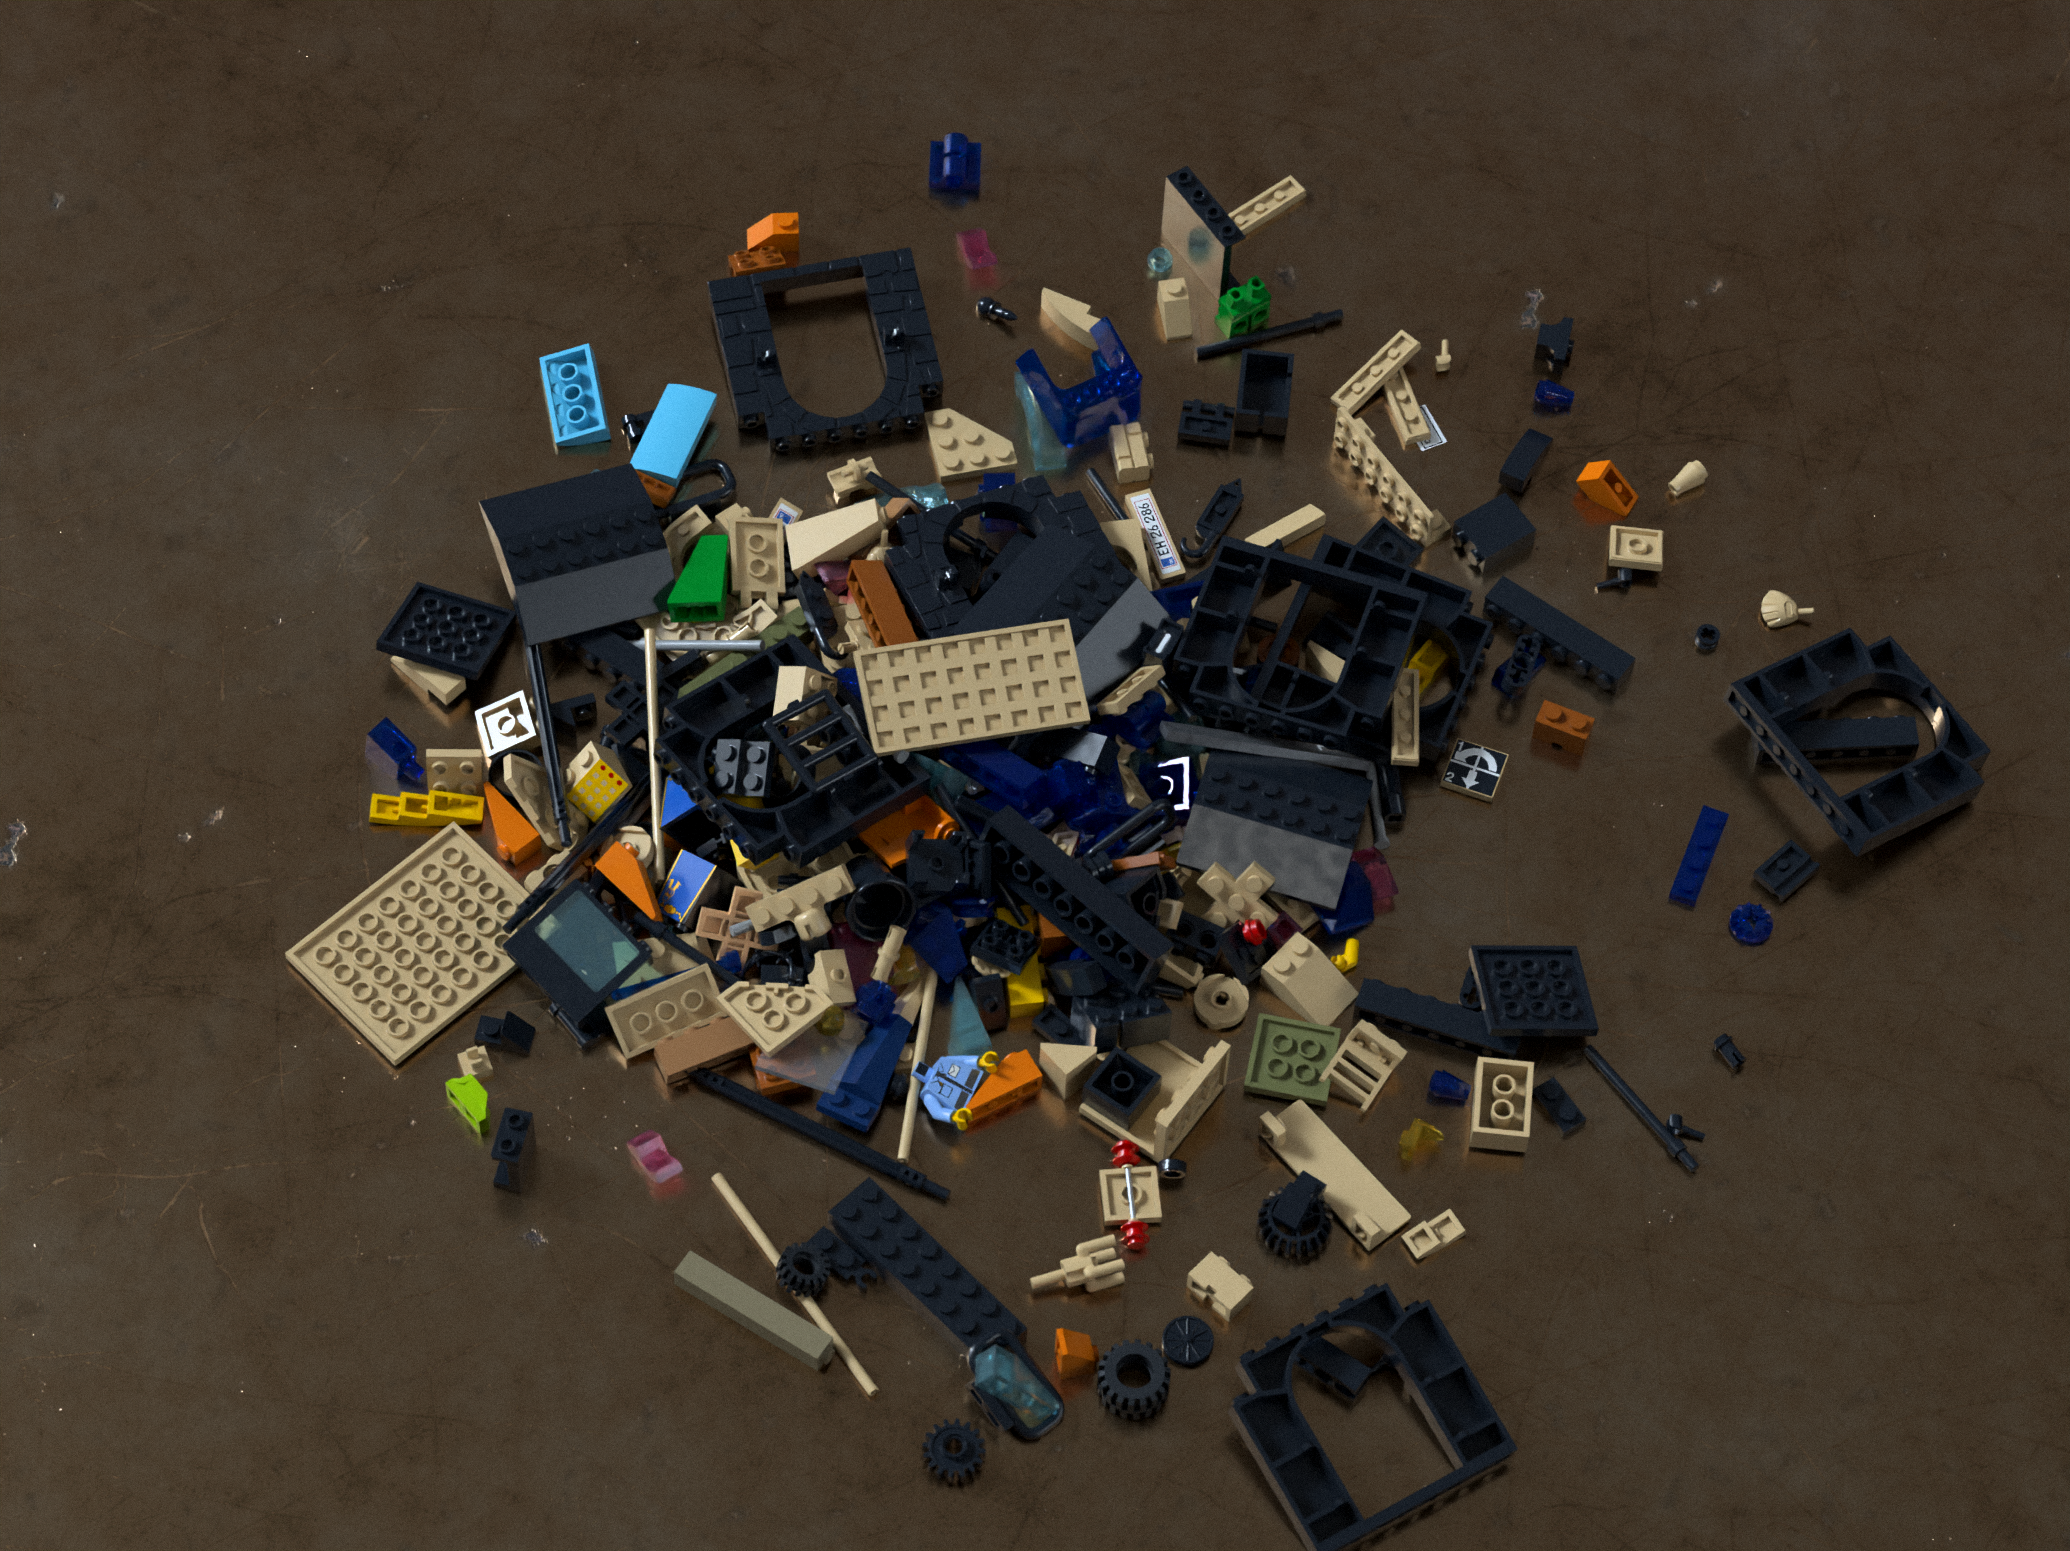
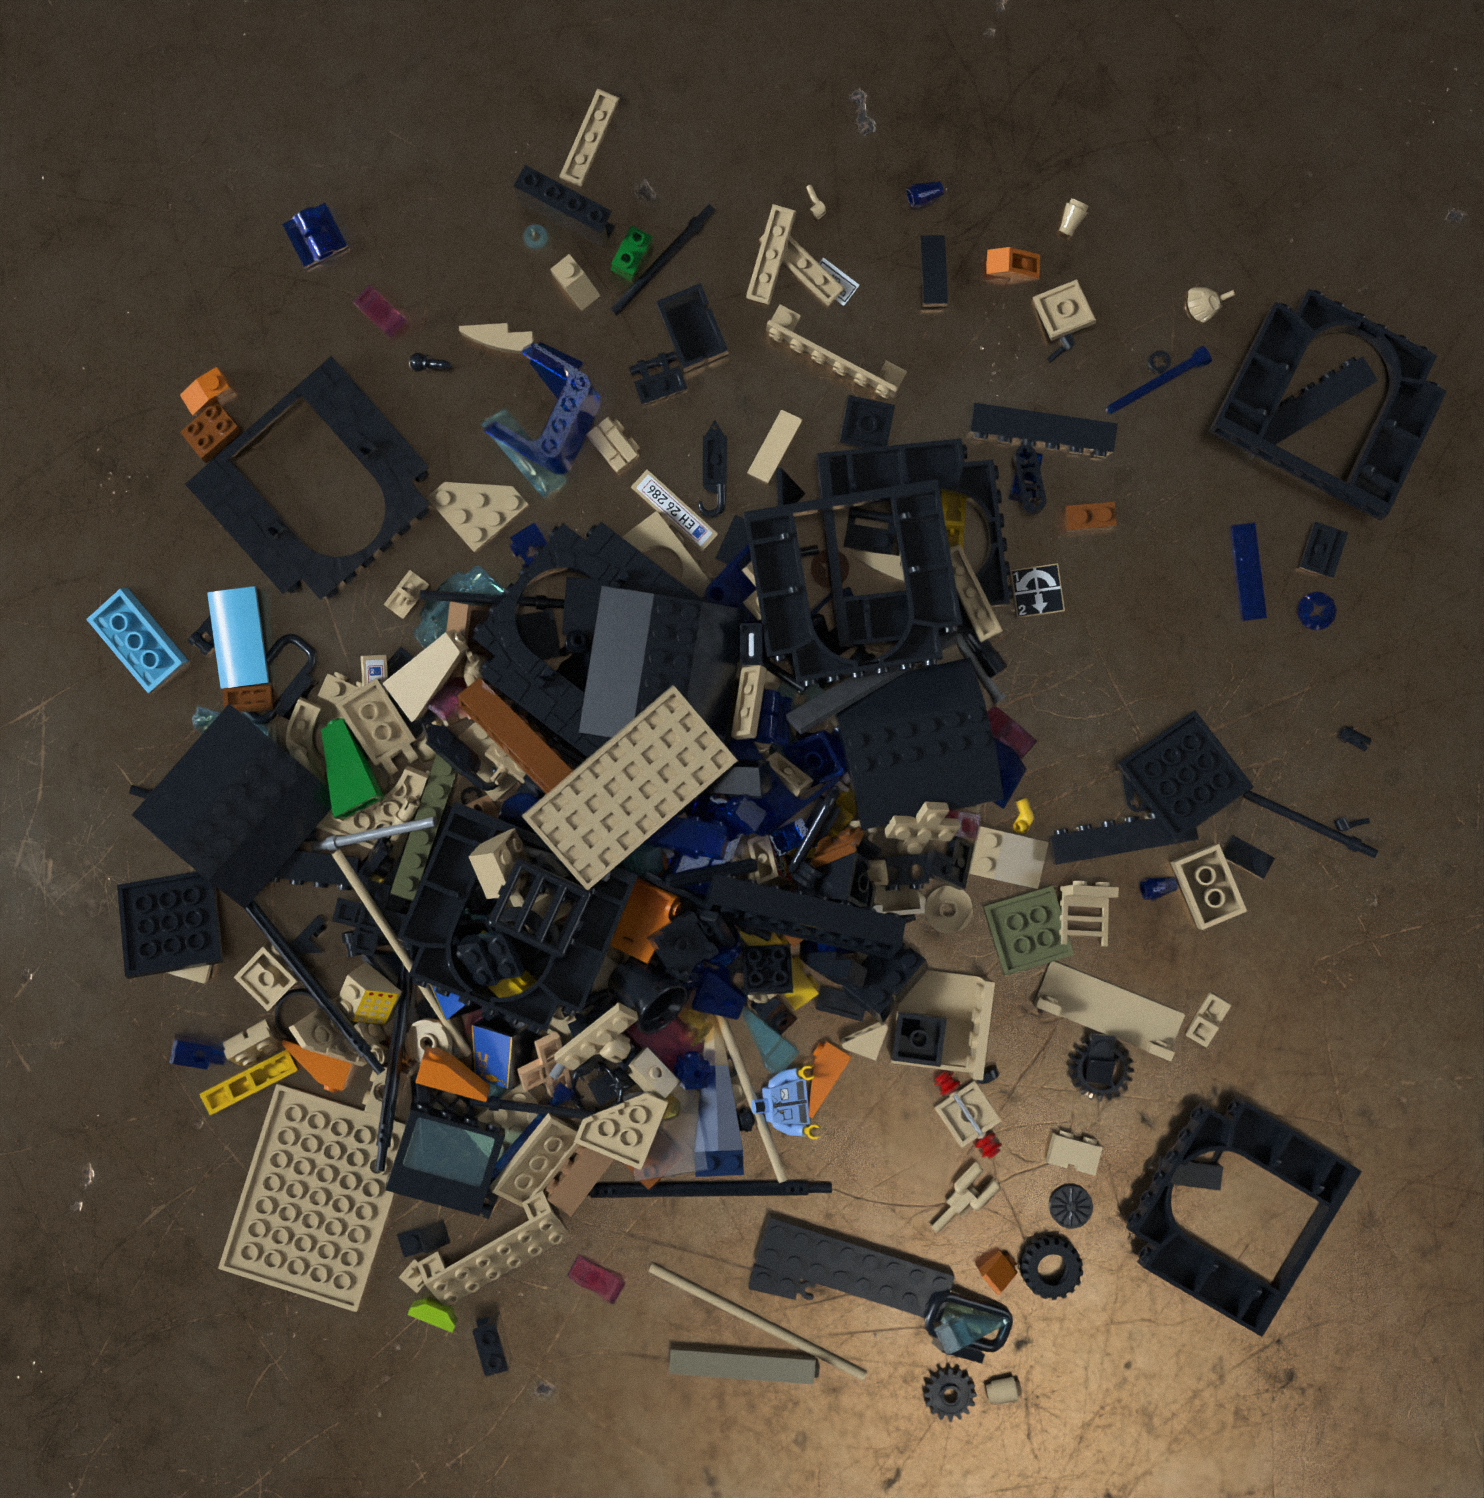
camera: 25 degrees left, 30 degrees up
(569, 1079) = (497, 1257): none -> tan bracket
(806, 1257) = (750, 1324): black tyre -> none
(888, 953) = (683, 1029): tan pin -> none
(1012, 1477) = (1003, 1390): none -> tan brick
(1106, 494) = (619, 495): black bar -> none
(1254, 931) = (950, 849): red plate -> none
(1411, 1138) = (1153, 949): clear yellow plate -> none
(1493, 532) = (943, 359): black brick -> none
(1555, 343) = (902, 142): black brick -> none
(1749, 650) = (1199, 358): none -> clear blue piece

